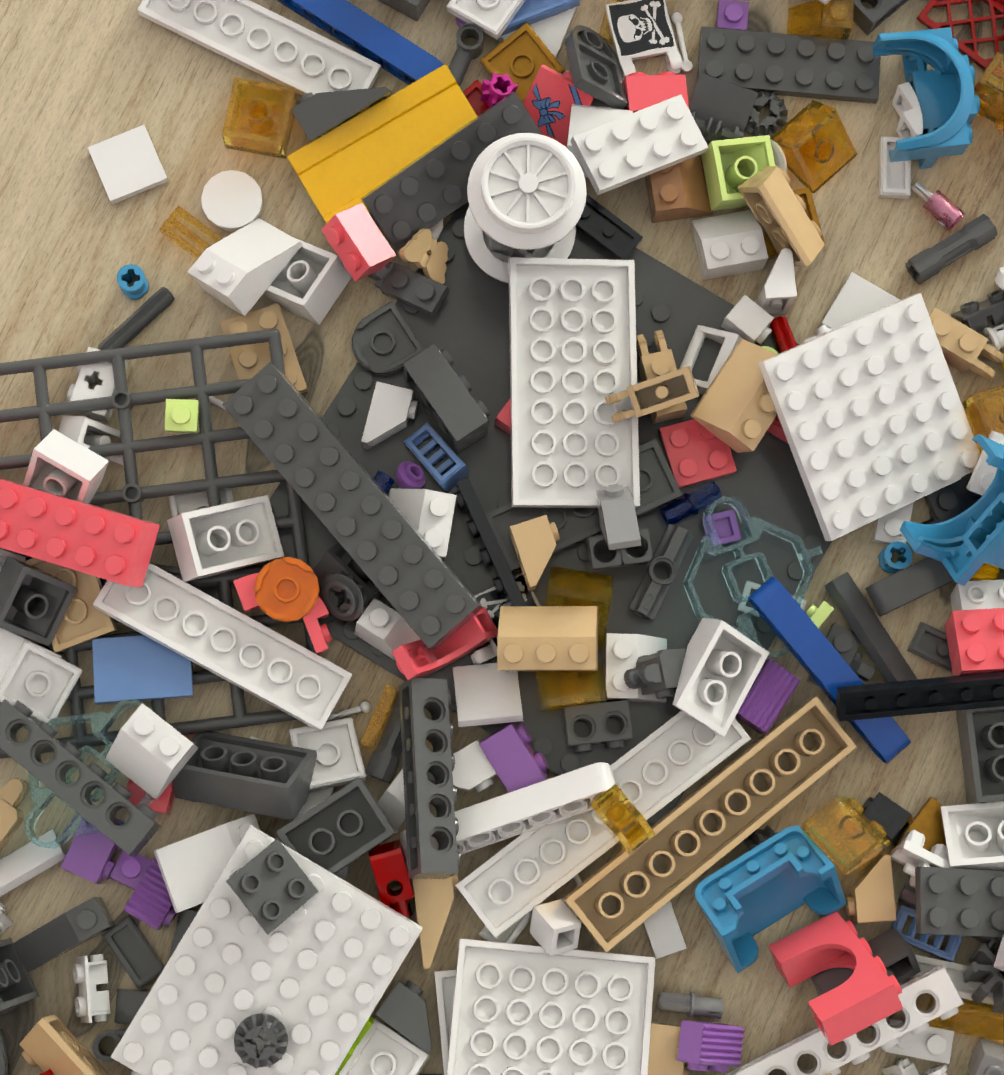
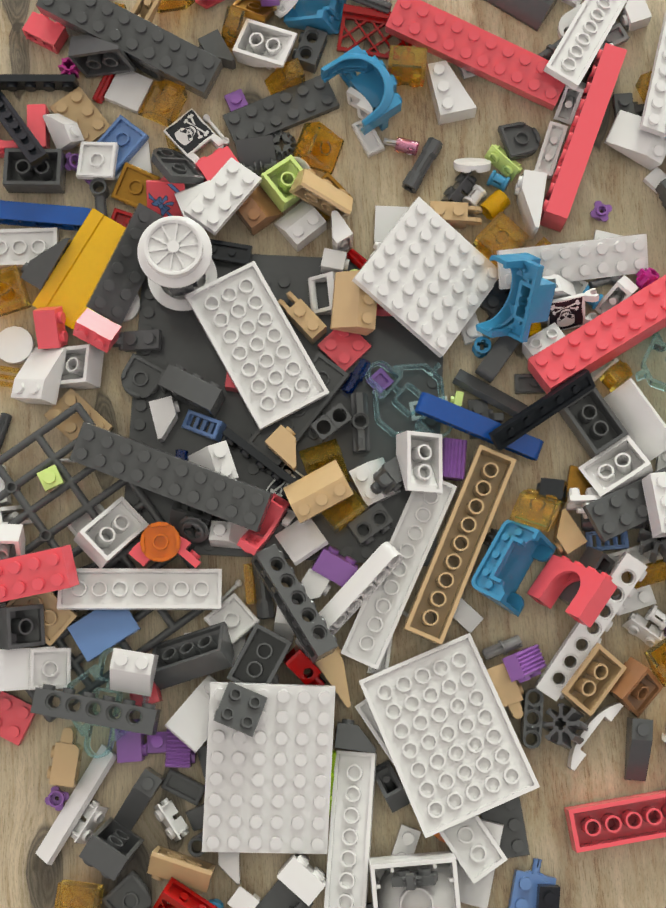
camera: 20 degrees left, 0 degrees up
(274, 1032) = (271, 792): dark grey gear -> none
(295, 202) = (50, 327): none -> coral brick
(409, 476) = (194, 443): medium lavender plate -> none
(426, 254) = (138, 318): tan animal -> none
(497, 89) = (128, 206): dark pink gear -> none
(555, 927) = (406, 646): white brick -> none
(618, 517) = (321, 404): light grey slope -> none
(622, 819) = (411, 567): clear yellow brick -> none
(656, 393) = (305, 326): tan hinge -> none

